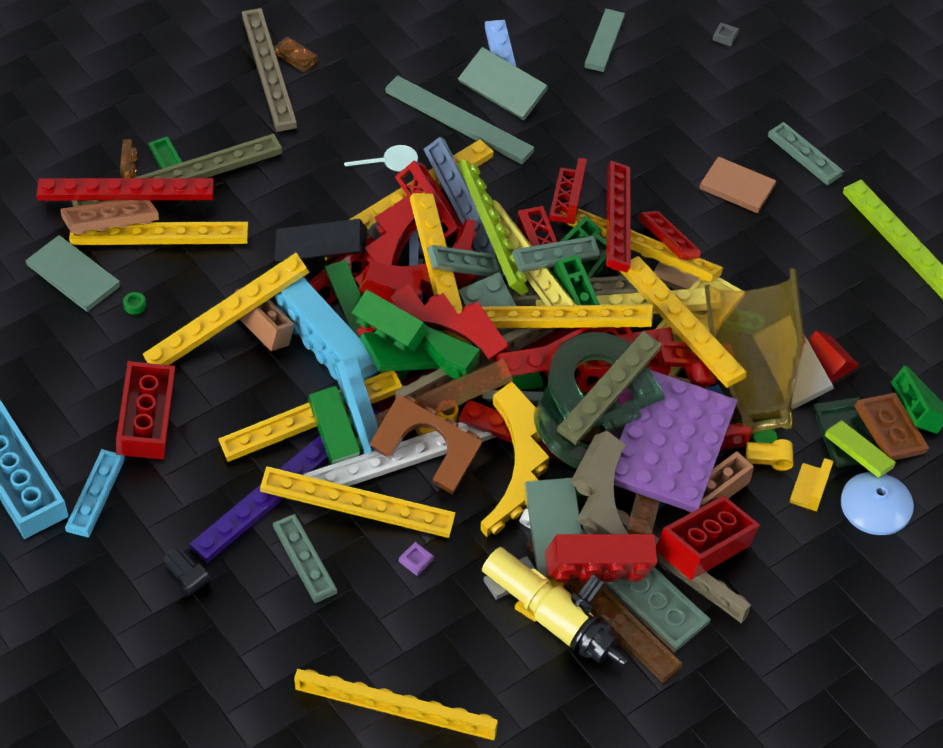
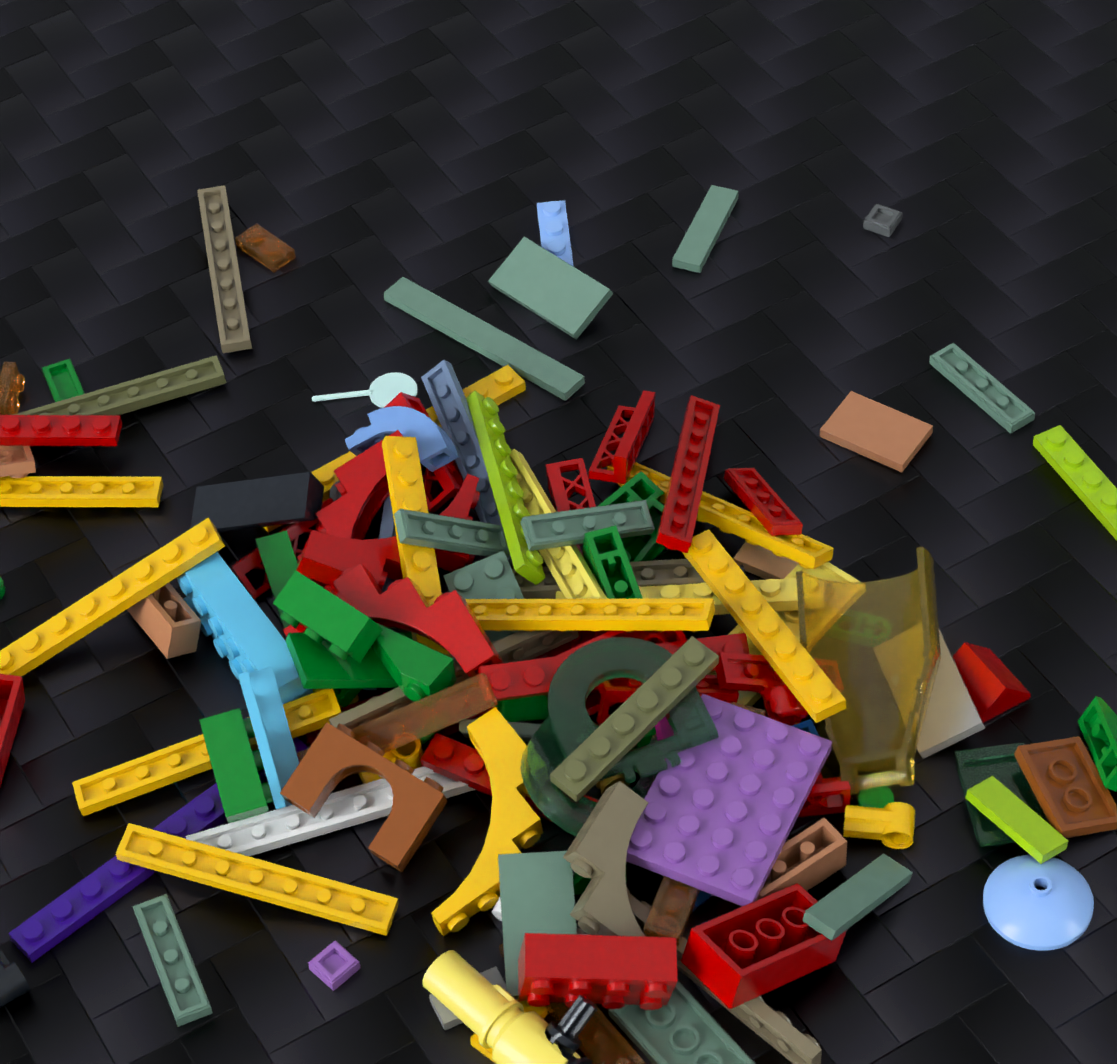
camera: 10 degrees right, 5 degrees down
(427, 183) = (433, 442): none -> medium blue arch
(762, 503) = (857, 897): none -> sand green tile
(811, 485) = (939, 872): yellow panel -> none

